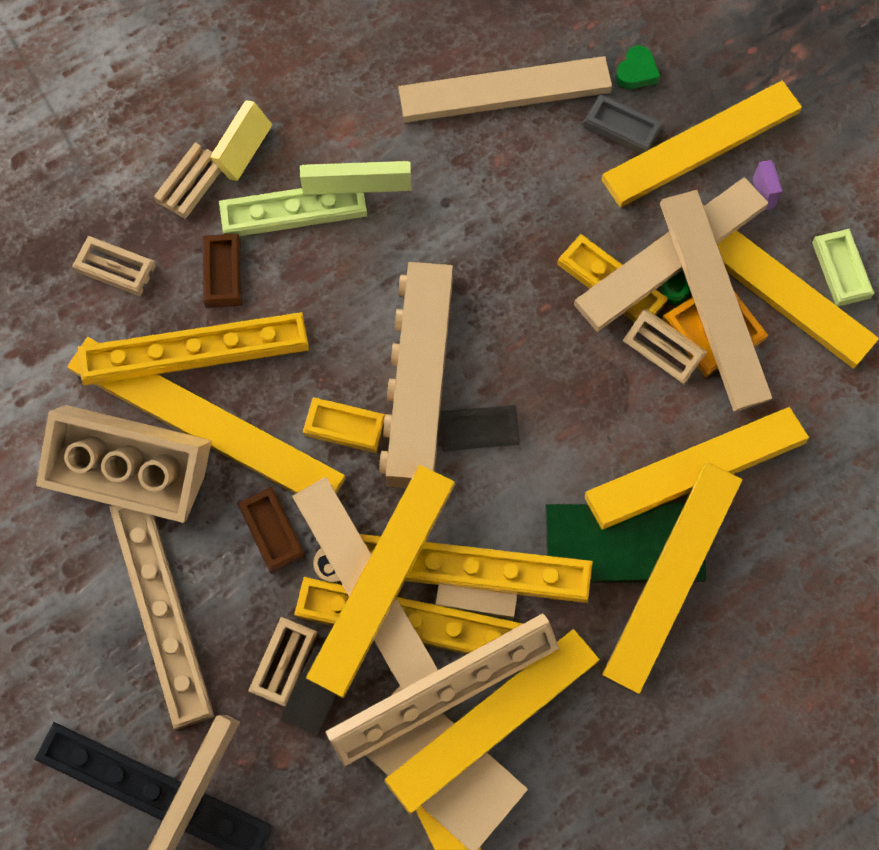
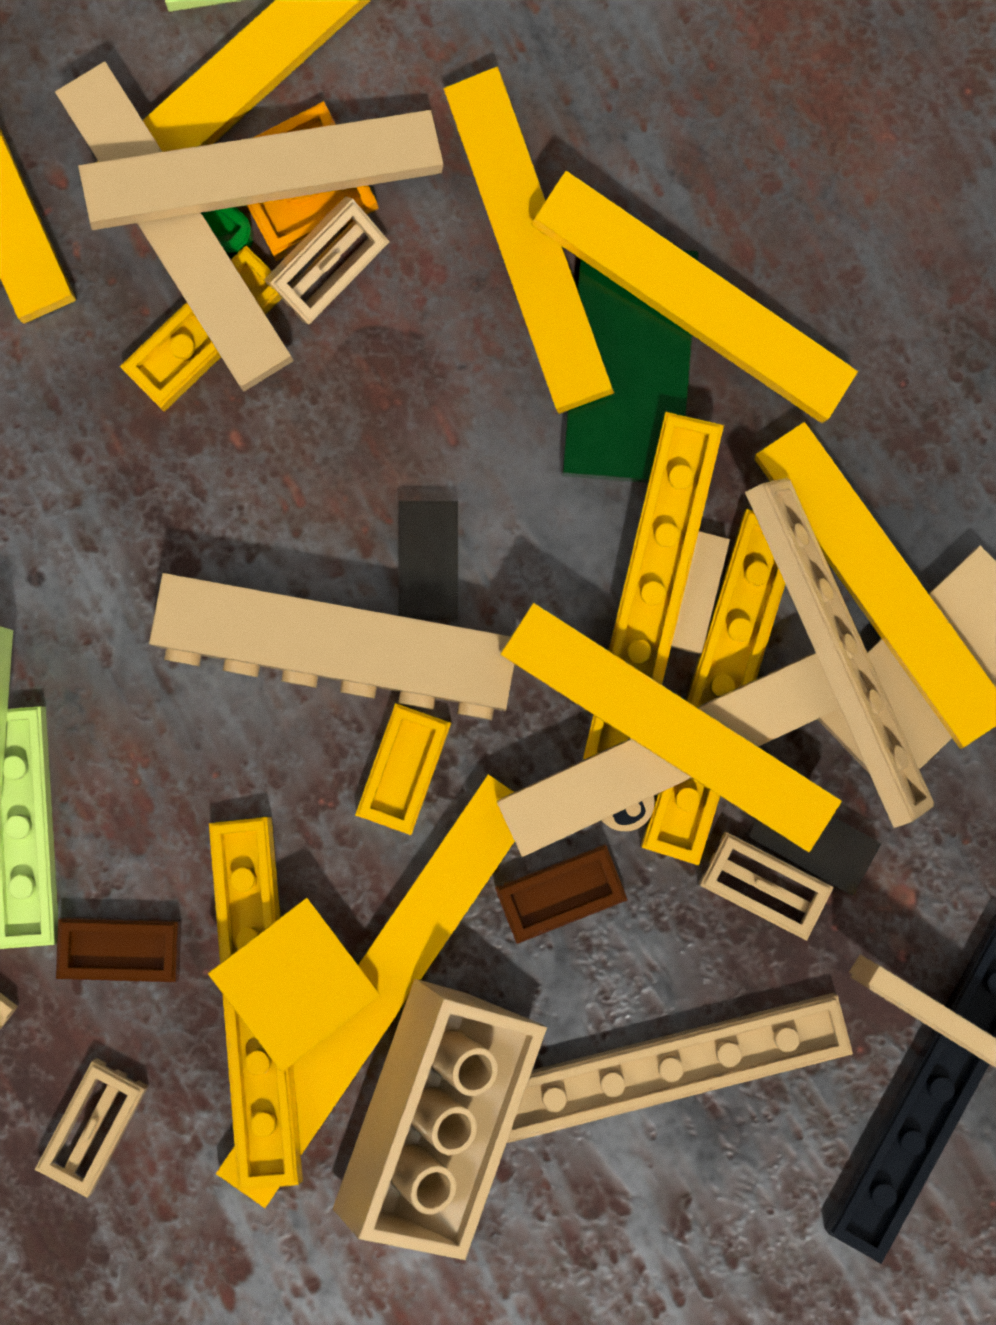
camera: 85 degrees left, 15 degrees up
(204, 365) = (293, 984): none -> yellow tile
(768, 183) = (65, 58): medium lavender tile -> none

